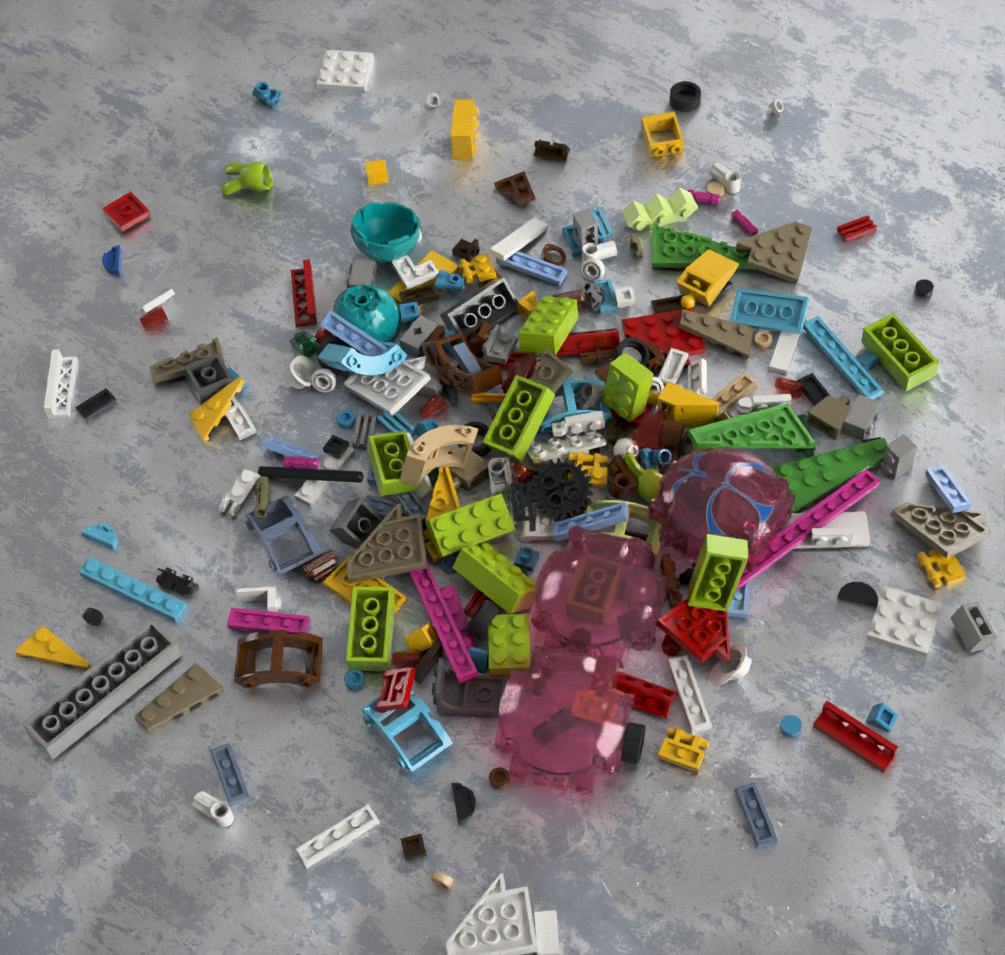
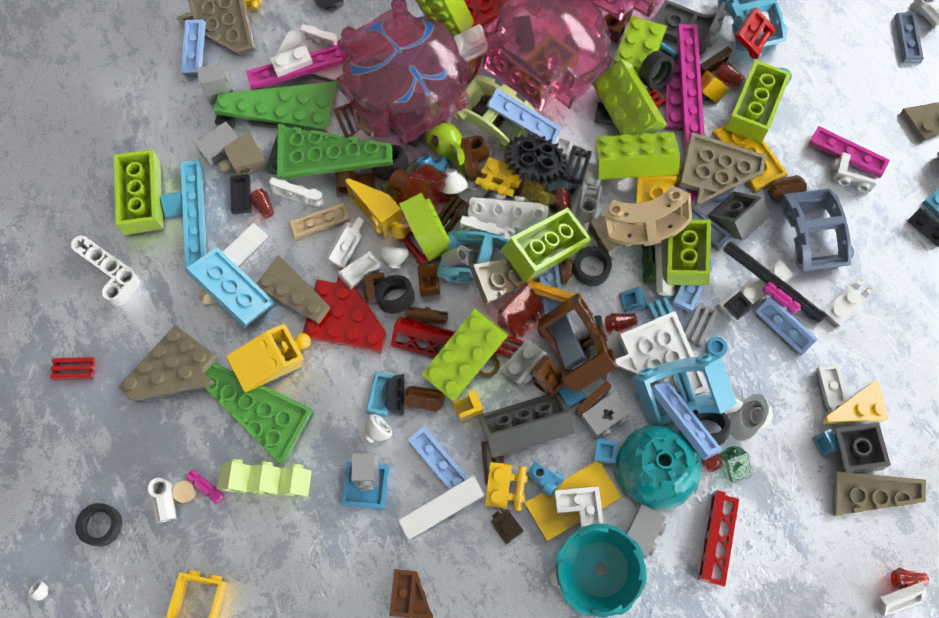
camera: 160 degrees left, 15 degrees up
(262, 492) = (830, 274): olive pin -> none
(277, 640) = (867, 130): reddish brown window -> none
(420, 297) = (568, 472): dark brown tile -> none
(526, 558) = (590, 128): dark azure tile -> none
(545, 255) = (417, 481): reddish brown piece -> none
(598, 251) = (346, 449): white piece -> none
(606, 226) = (332, 510): medium azure tile -> none
(624, 297) = (364, 372): white tile -> none
(635, 246) = (316, 443): dark tan tile -> none
(667, 304) = (323, 351): dark brown tile -> none
(676, 568) = (472, 43): none -> white plate
(744, 222) = (181, 428): dark pink axle -> none
(762, 141) = (84, 517): none -> black tyre
(762, 340) = (254, 270): tan tile -> none
(841, 500) = (291, 61): none -> white plate
(883, 296) = (104, 265): none -> white beam
(924, 288) = (61, 265): black tile -> none

